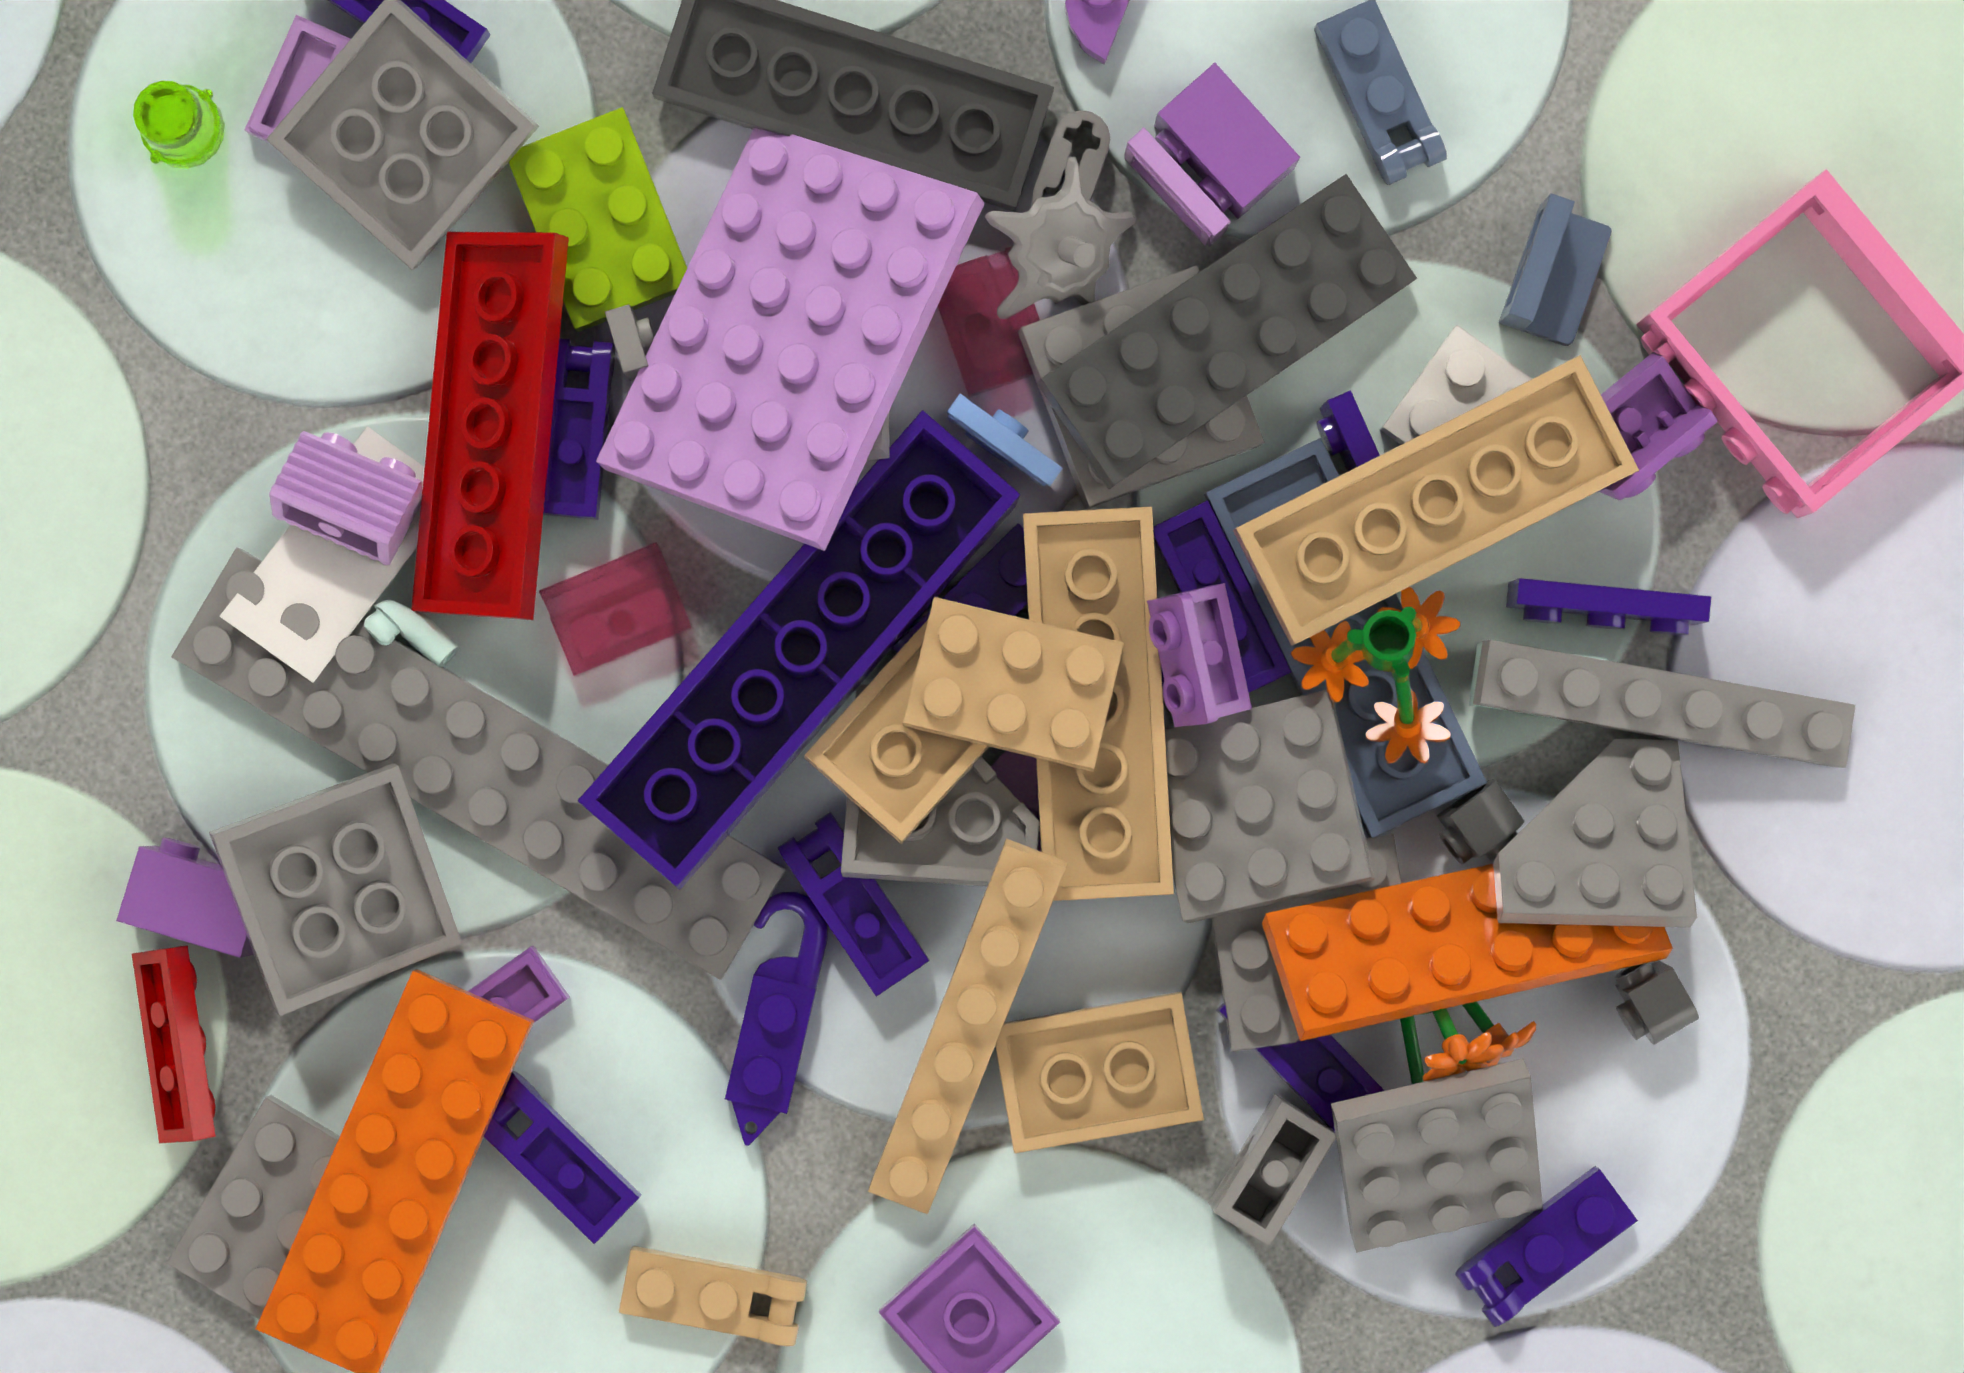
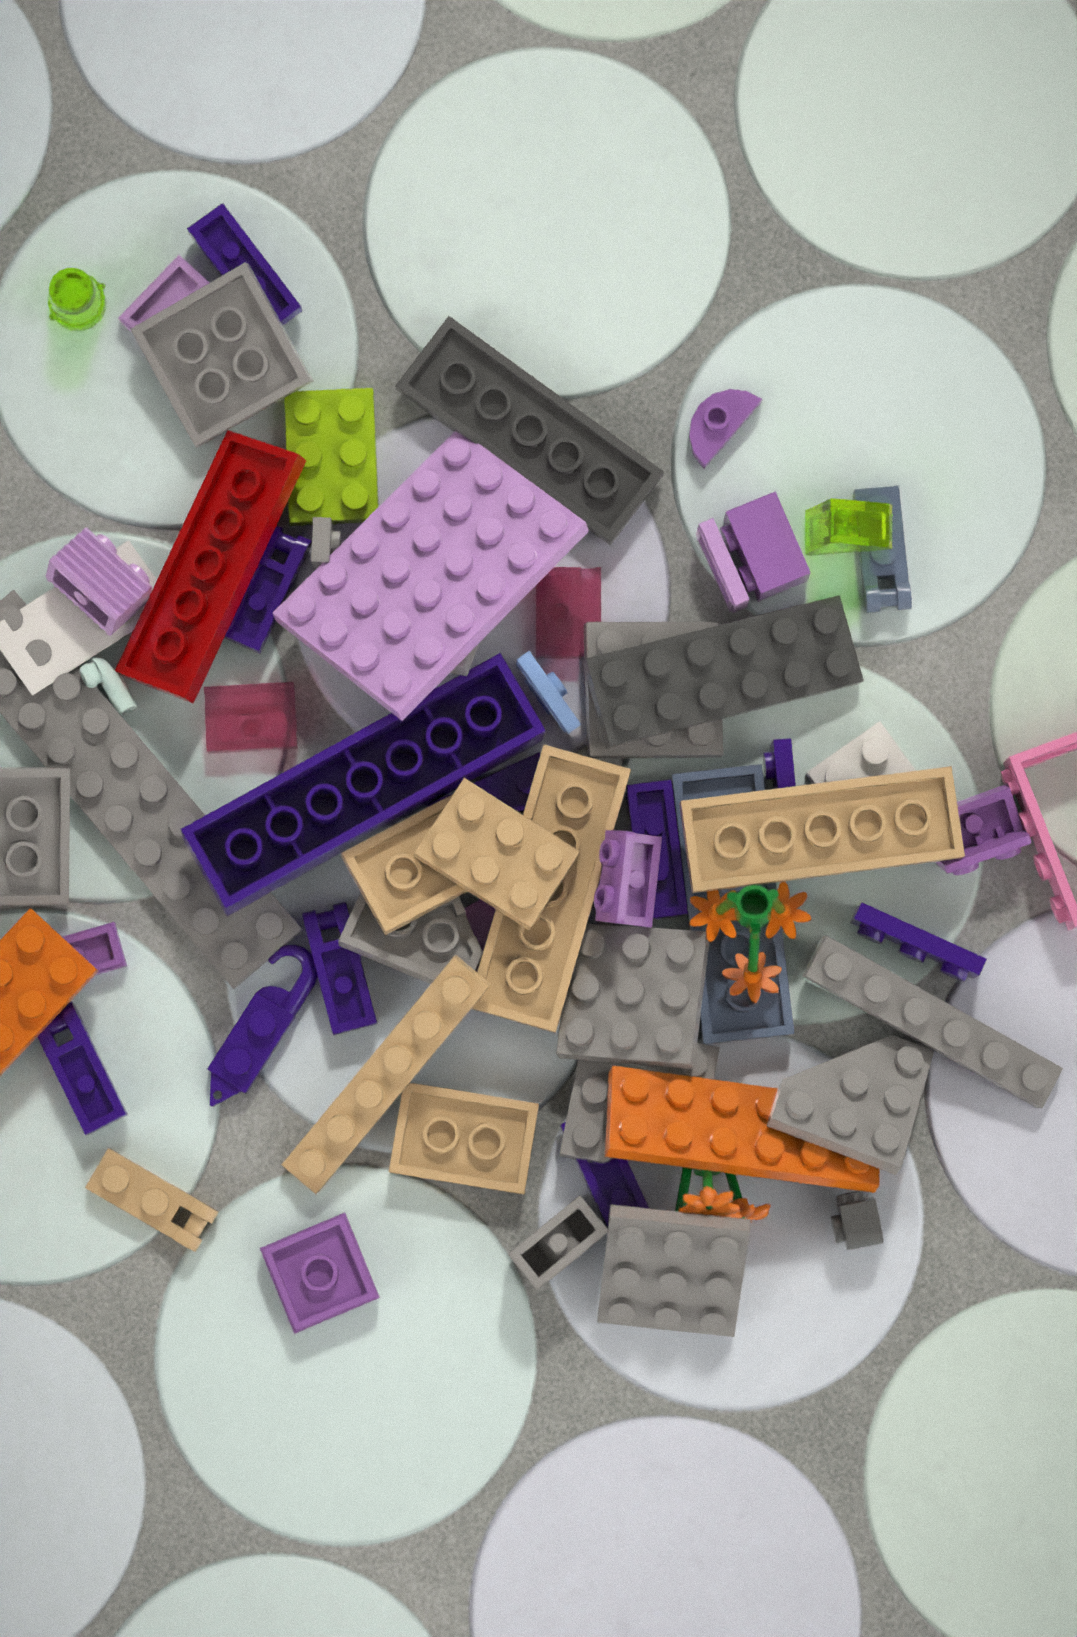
camera: 25 degrees right, 5 degrees down
(1058, 245) = (630, 576): light grey piece -> none
(1060, 150) = (648, 524): light grey beam -> none
(1326, 77) = (847, 527): none -> clear neon green slope
(1479, 823) = (780, 1059): dark grey plate -> none
(1547, 1245) = (729, 1363): dark purple plate -> none
(1555, 272) = (959, 710): sand blue panel -> none

